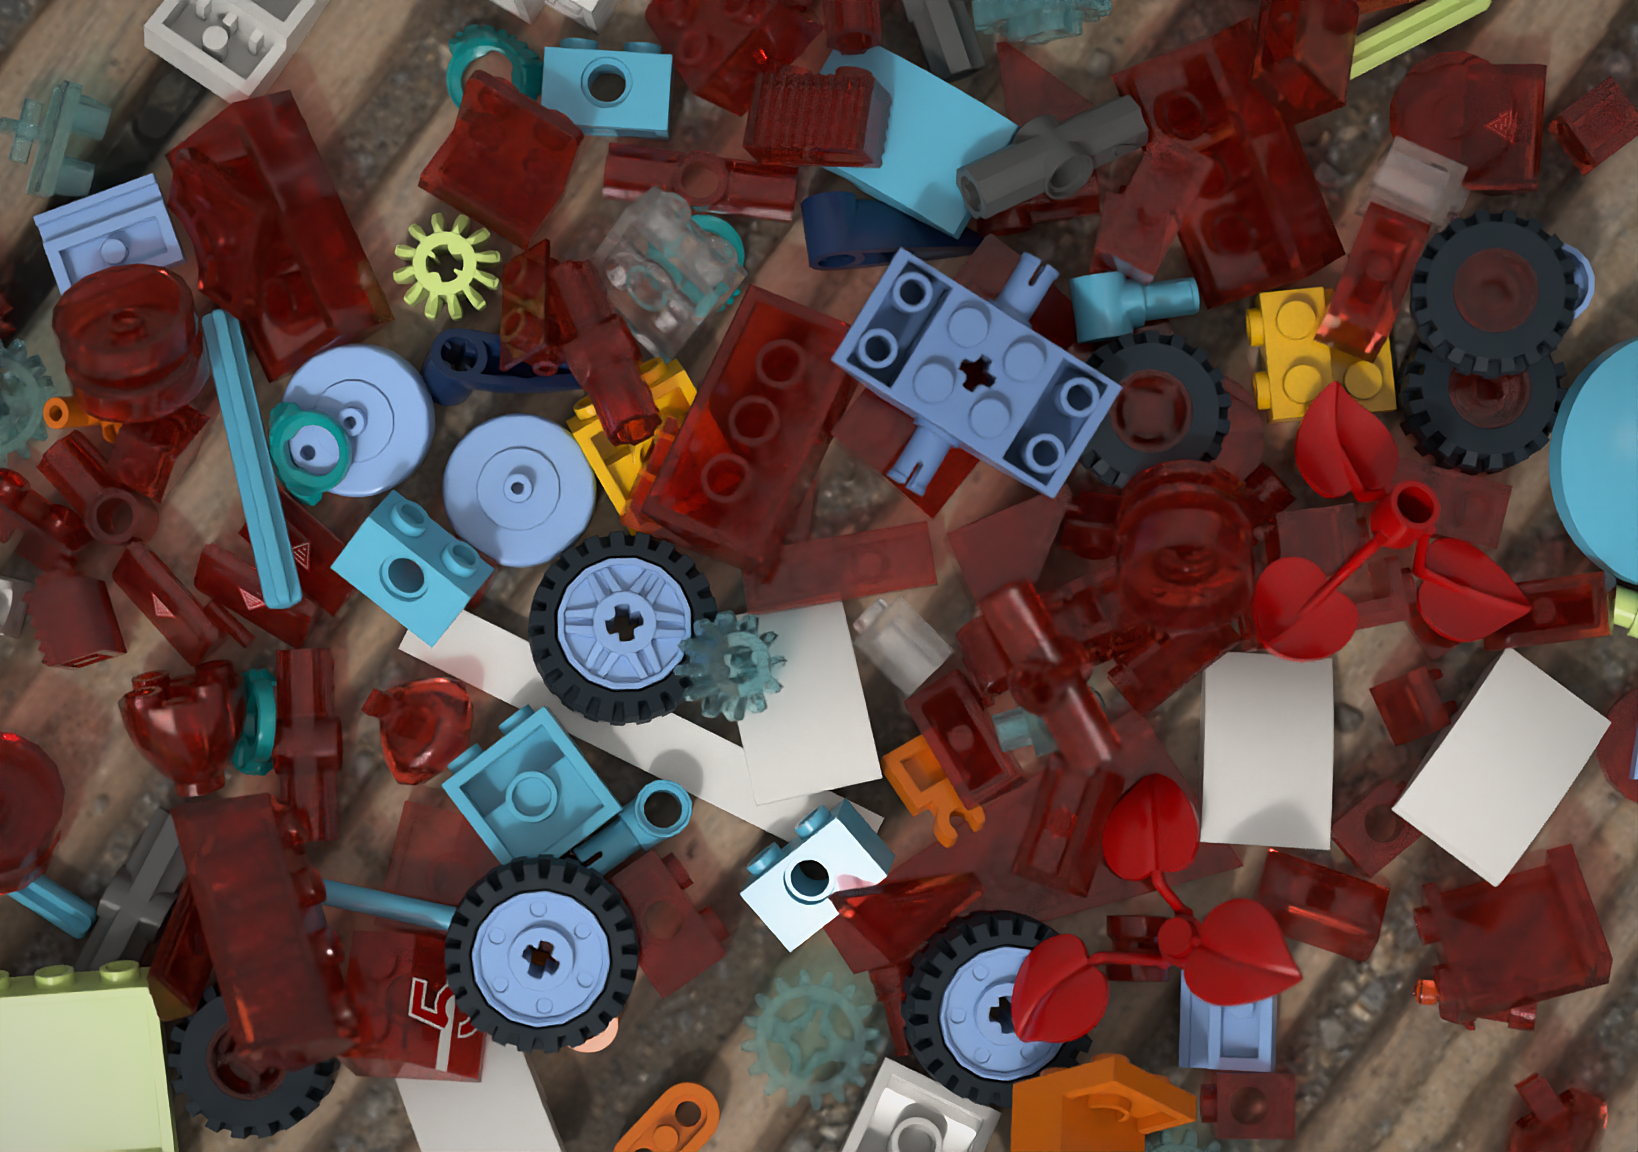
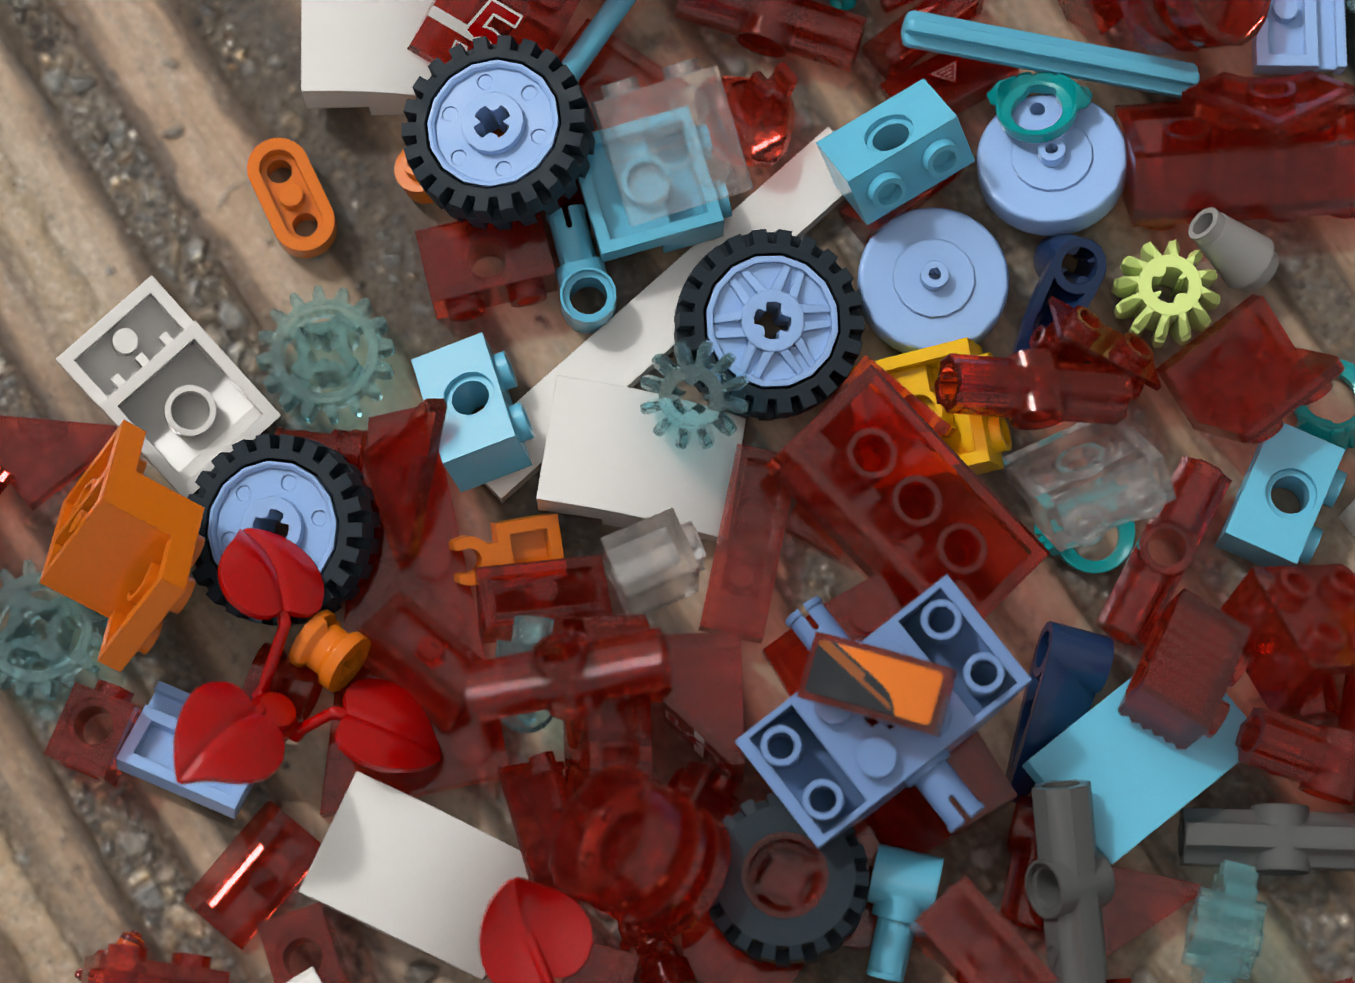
camera: 110 degrees right, 10 degrees down
(382, 213) = (1236, 251): none -> light grey cone
(492, 782) = (671, 141): none -> clear plate
(963, 383) = (877, 684): none -> slope
(1100, 911) = (329, 650): none -> orange wheel

